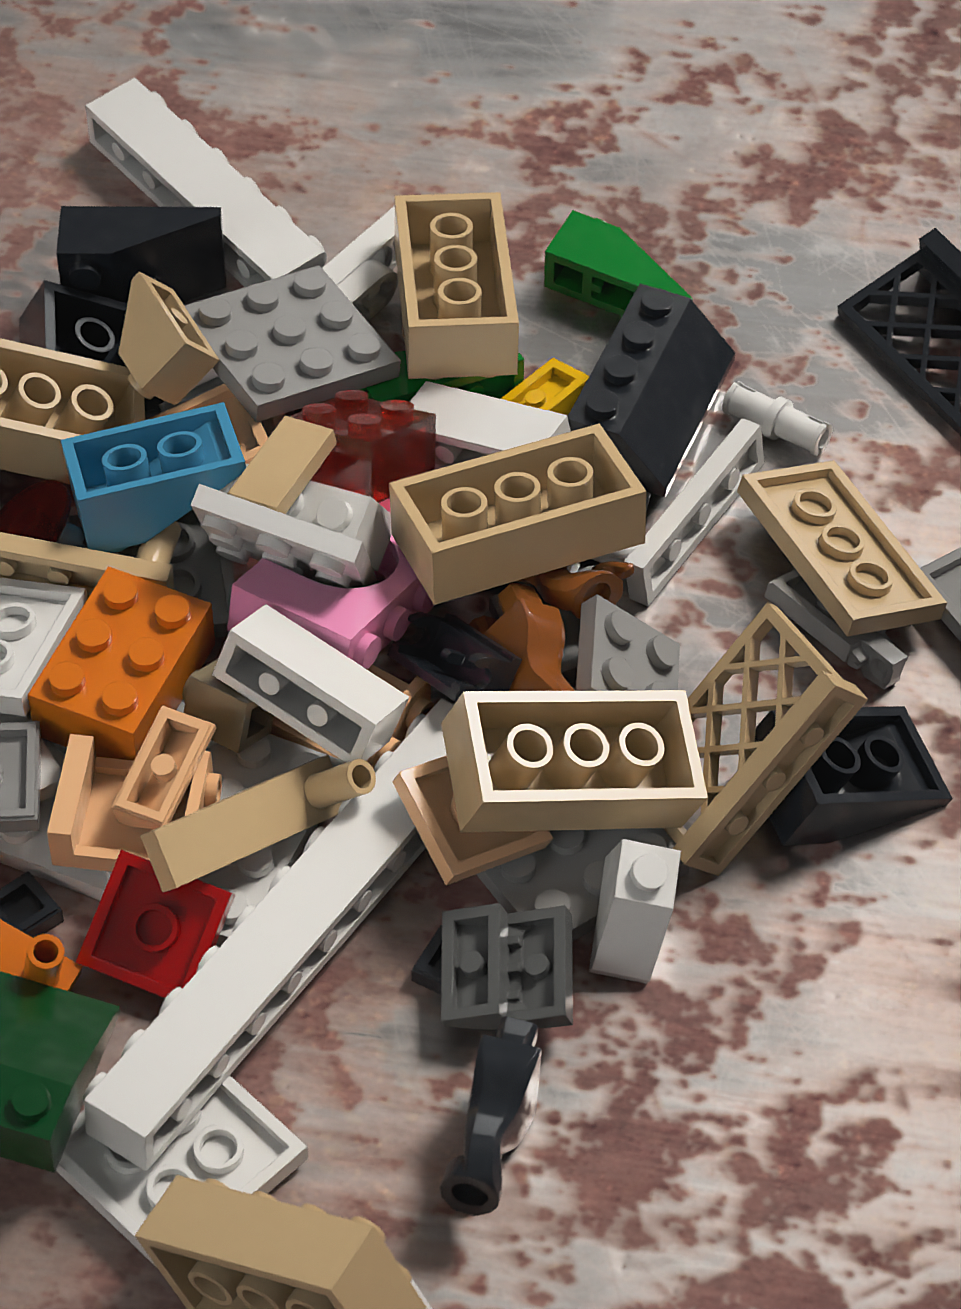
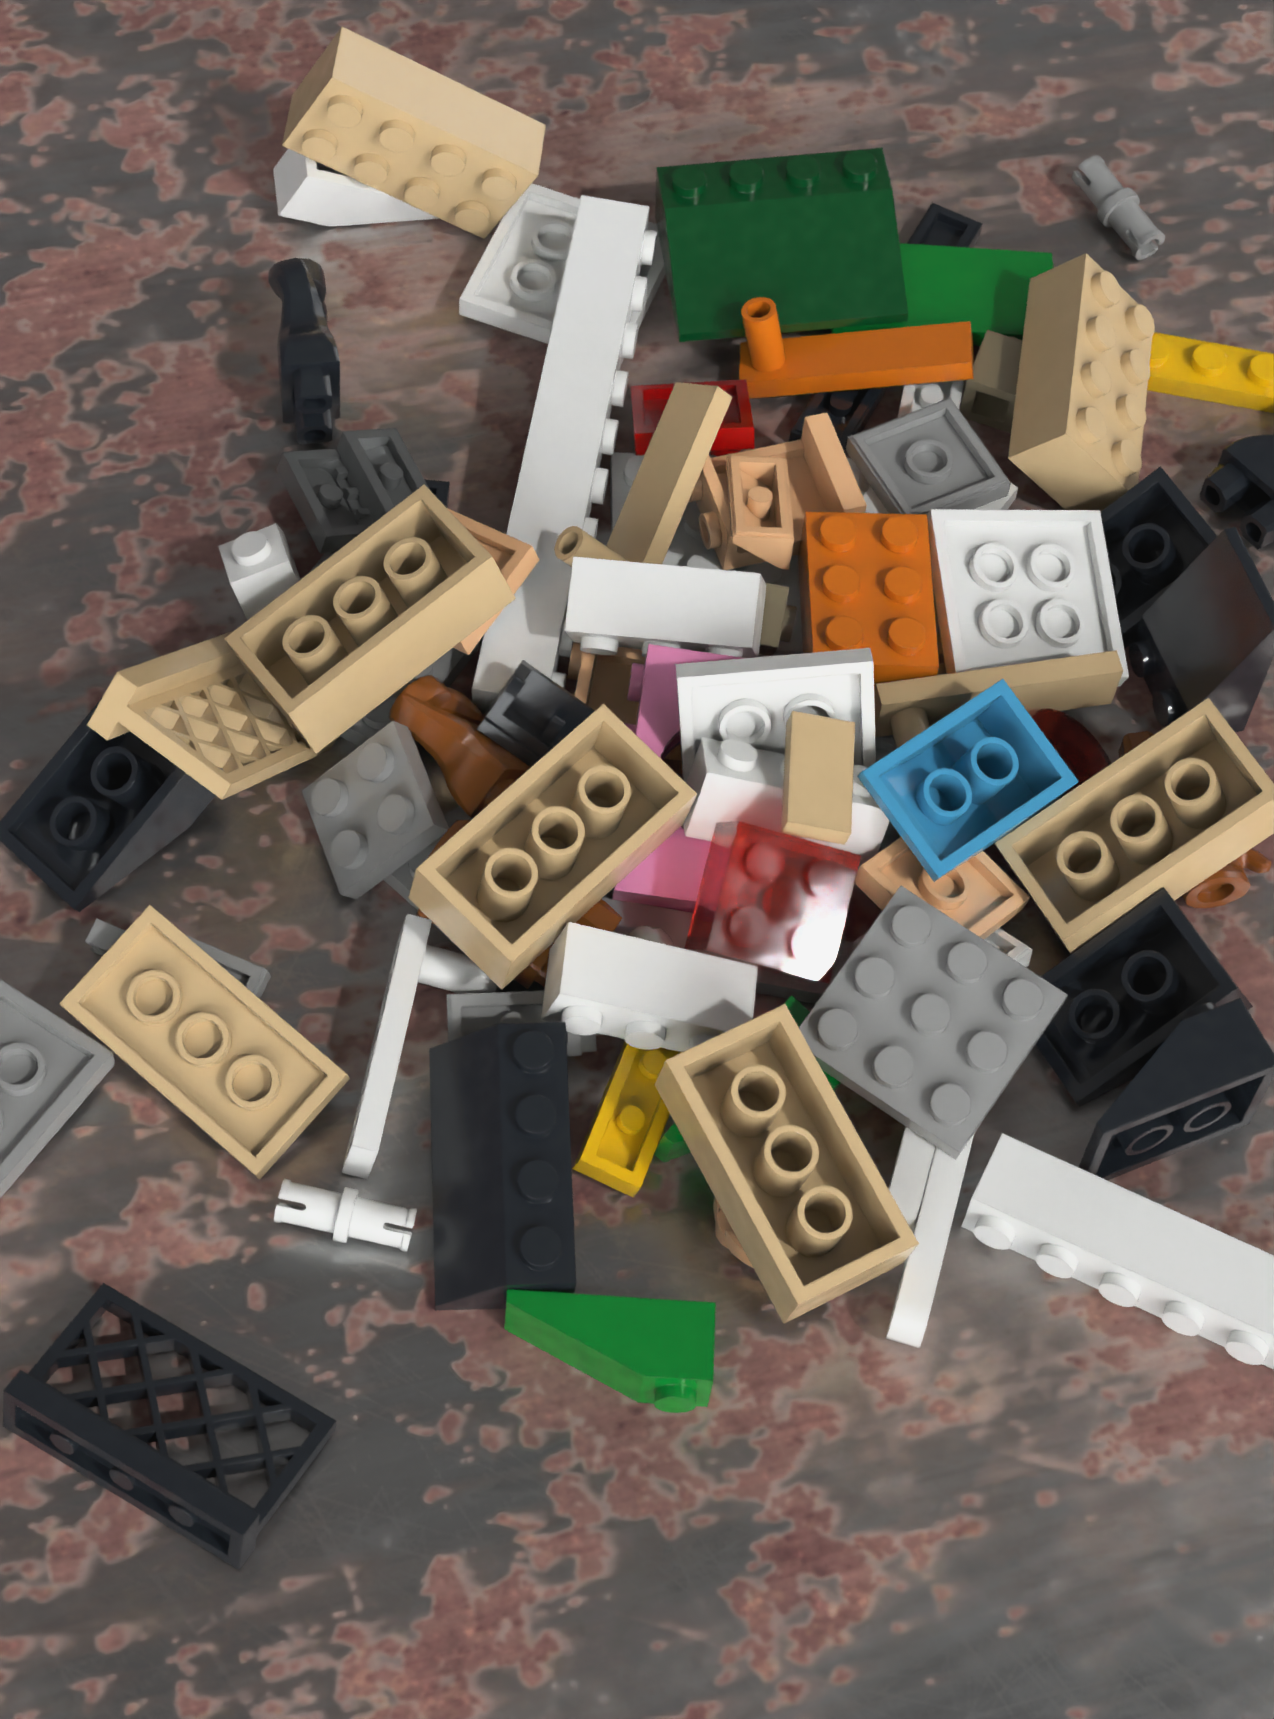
camera: 150 degrees right, 5 degrees up
(162, 343) = (1053, 936): tan slope -> none

